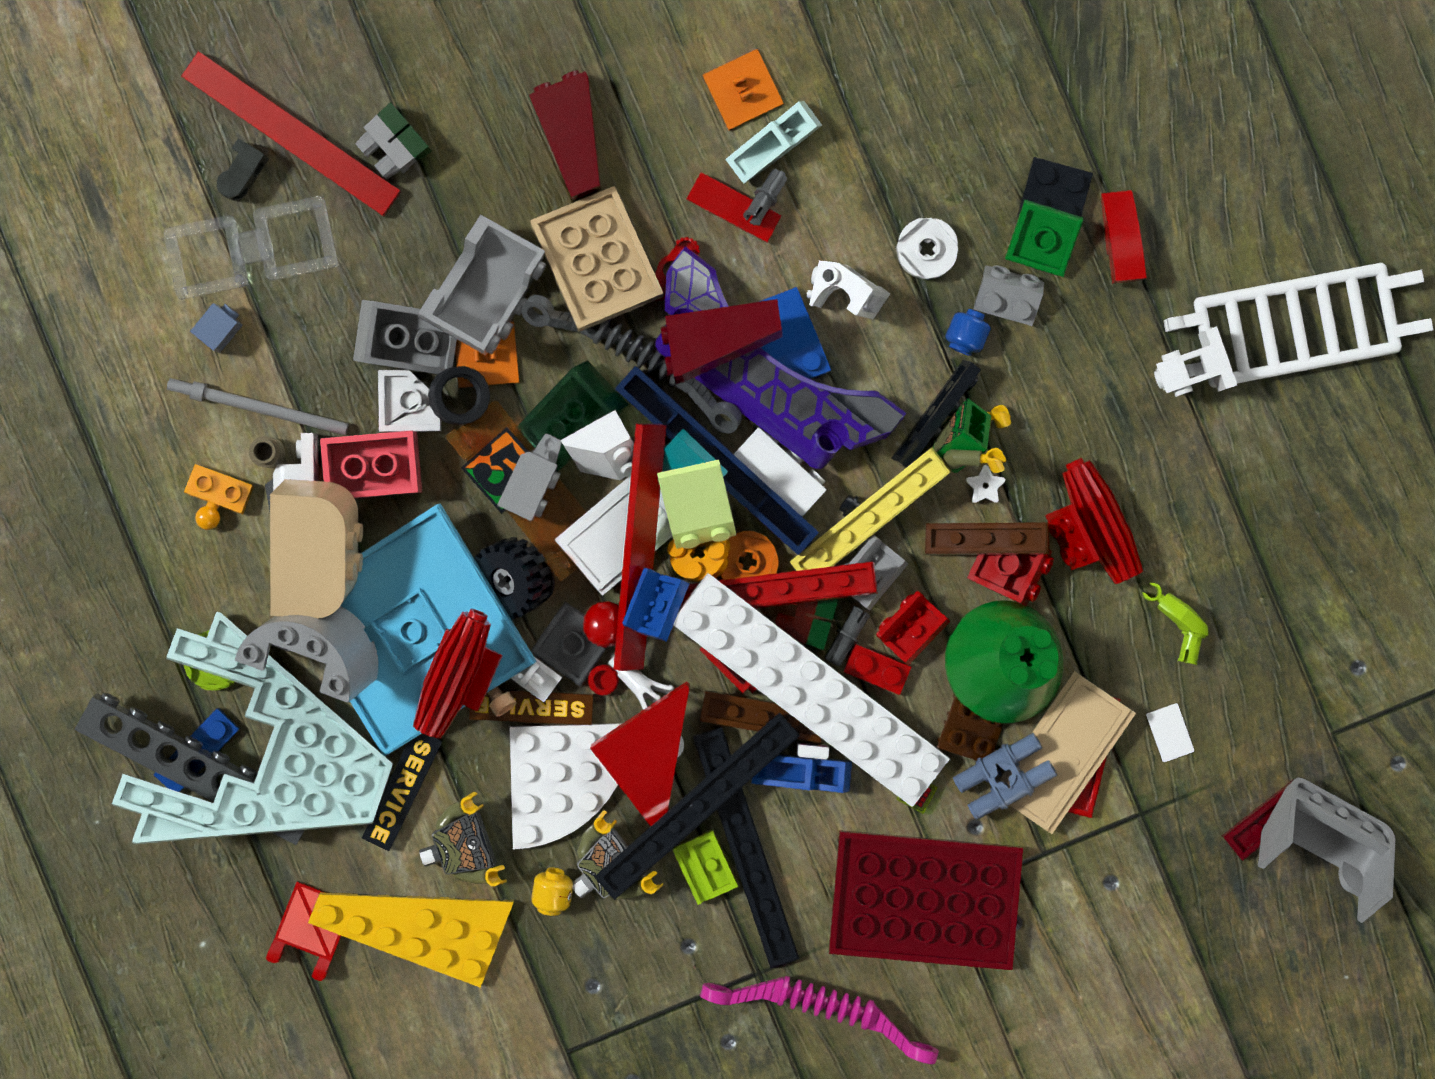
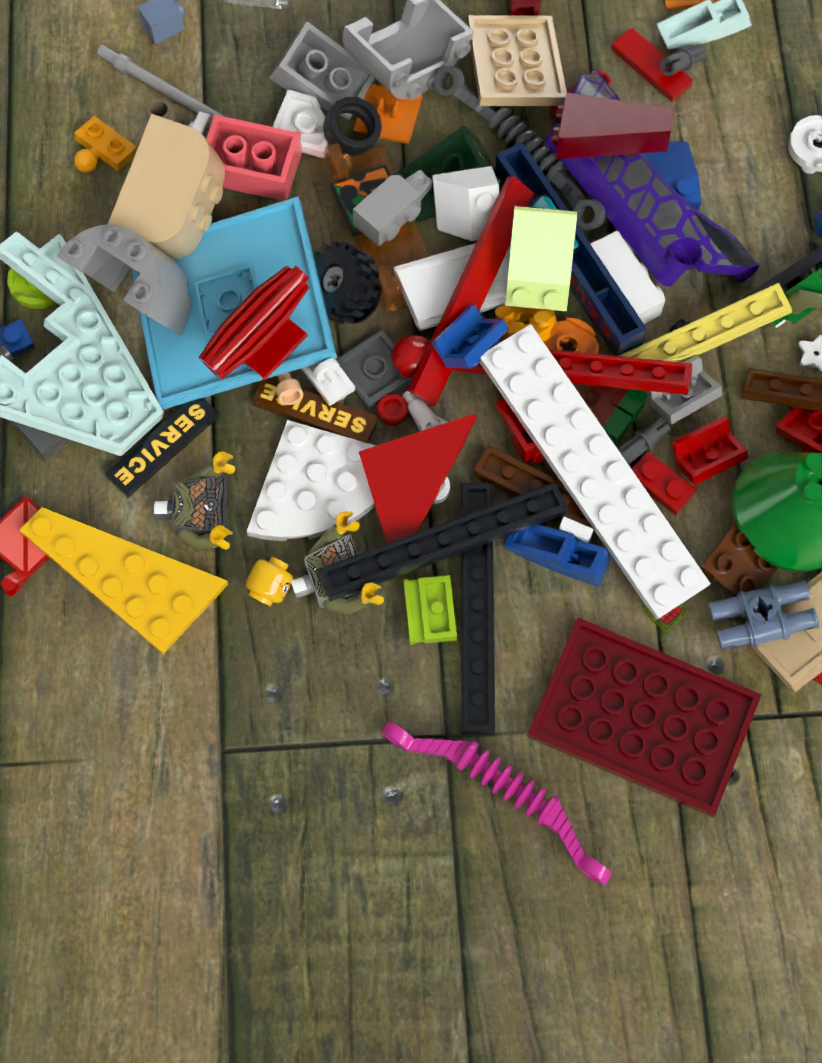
camera: 20 degrees right, 20 degrees down
(864, 295) = (748, 147): white tile -> none

